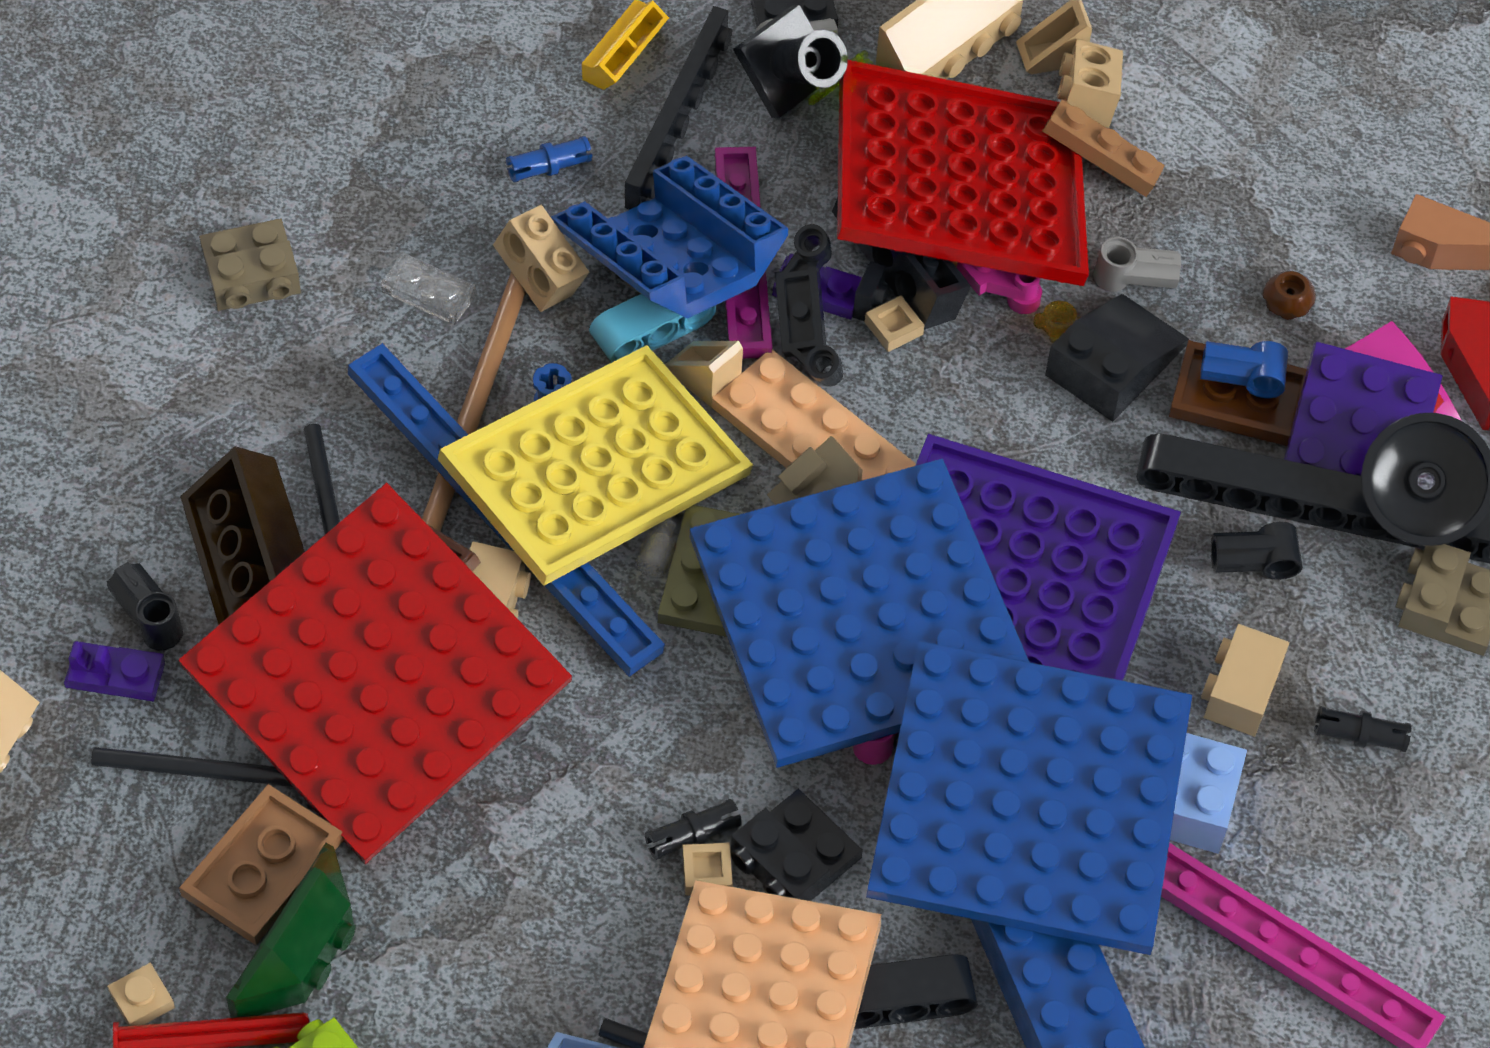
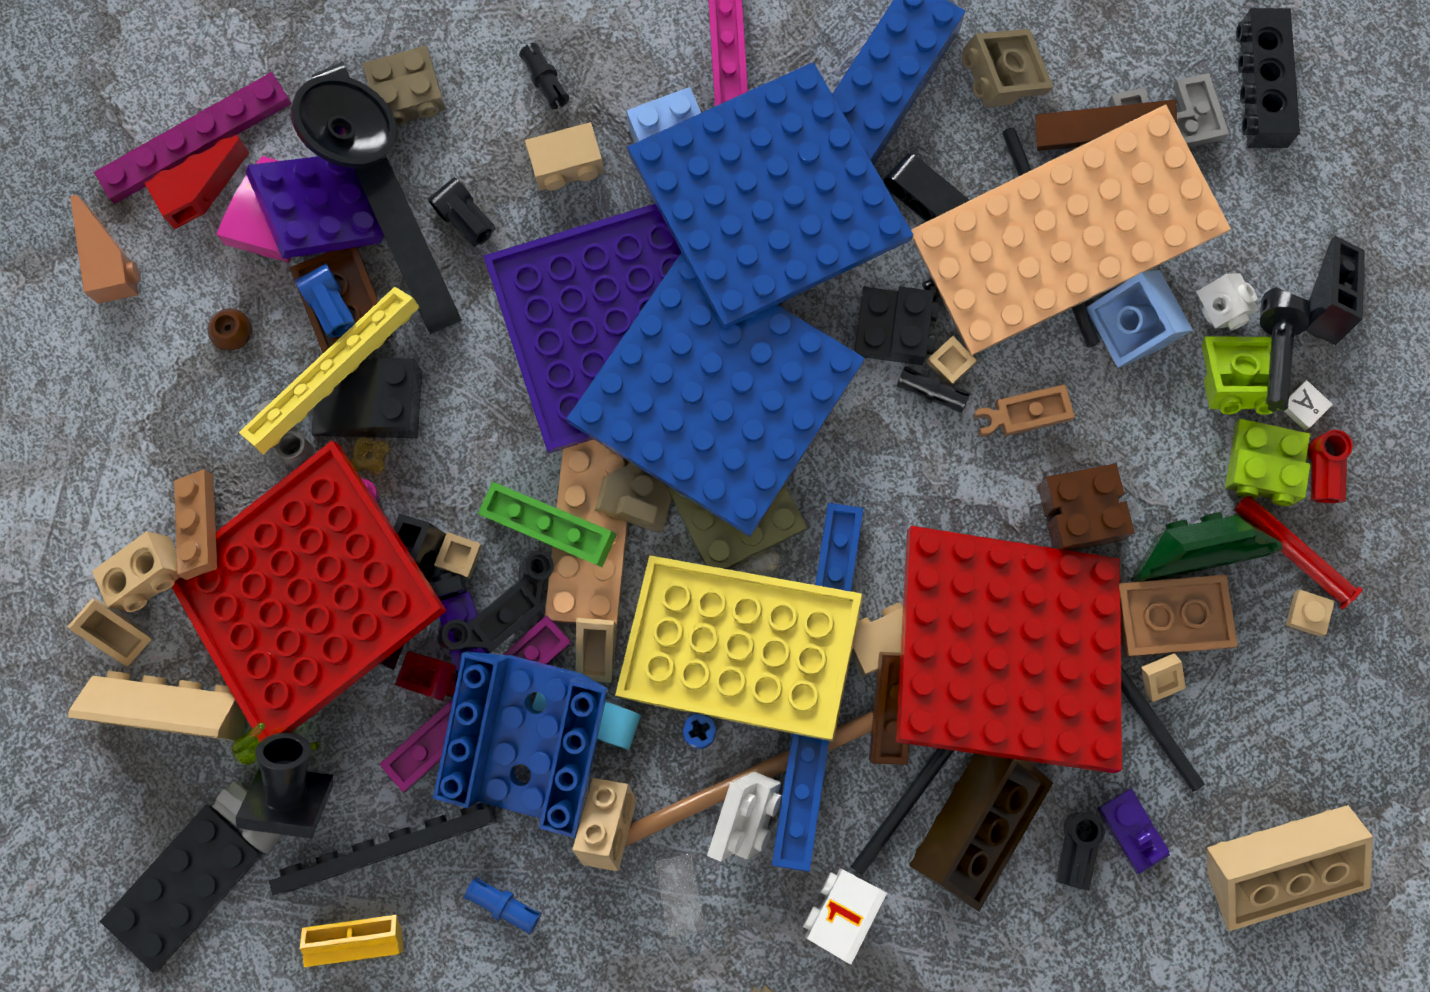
camera: 125 degrees left, 20 degrees up
(219, 800) = (1163, 677): none -> tan plate
(286, 378) = (844, 914): none -> white slope
(443, 353) = (746, 817): none -> white plate
(447, 856) = (1087, 508): none -> reddish brown piece
(589, 898) = (1028, 411): none -> medium nougat plate
(795, 215) = (427, 676): none -> dark red tile
(857, 396) = (547, 524): none -> bright green plate
(1166, 323) = (329, 370): none -> light yellow plate

